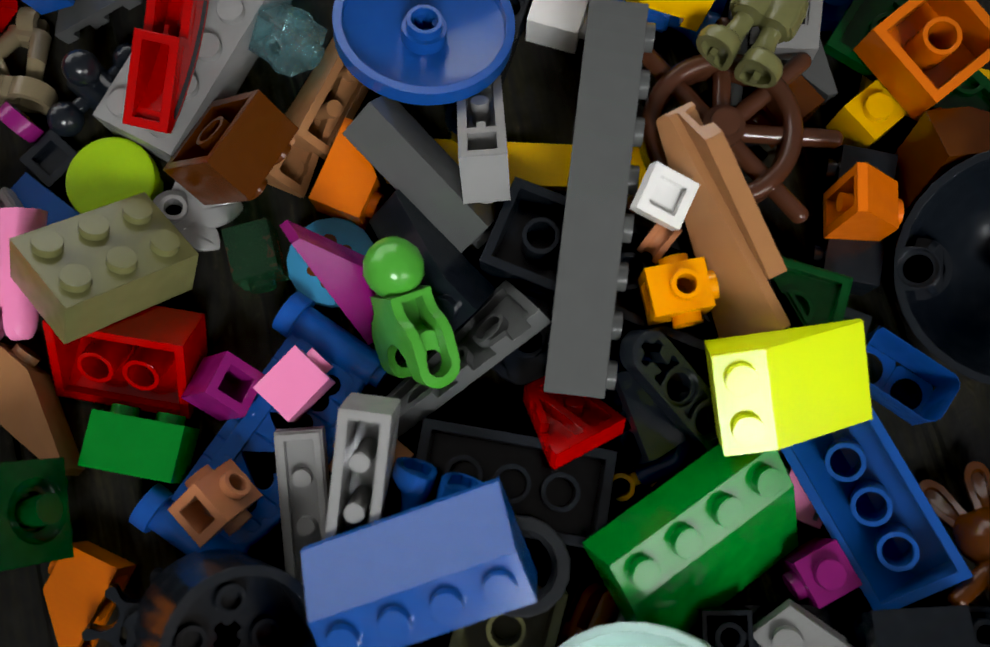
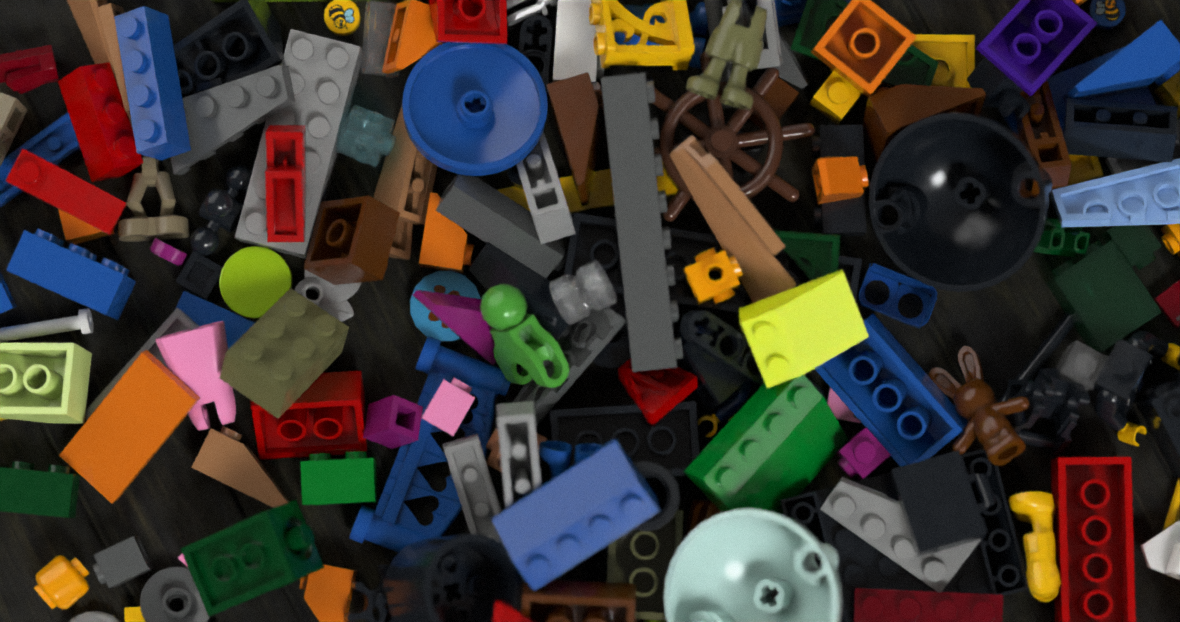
camera: 15 degrees left, 5 degrees up
(215, 502) = (415, 505): nougat brick -> none
(255, 256) = (386, 316): clear green brick -> none
(501, 273) = (575, 302): none -> clear wheel
(546, 69) = (578, 114): none -> reddish brown slope
(658, 242) = (692, 240): nougat bush -> none
(664, 196) = (687, 212): white tile -> none

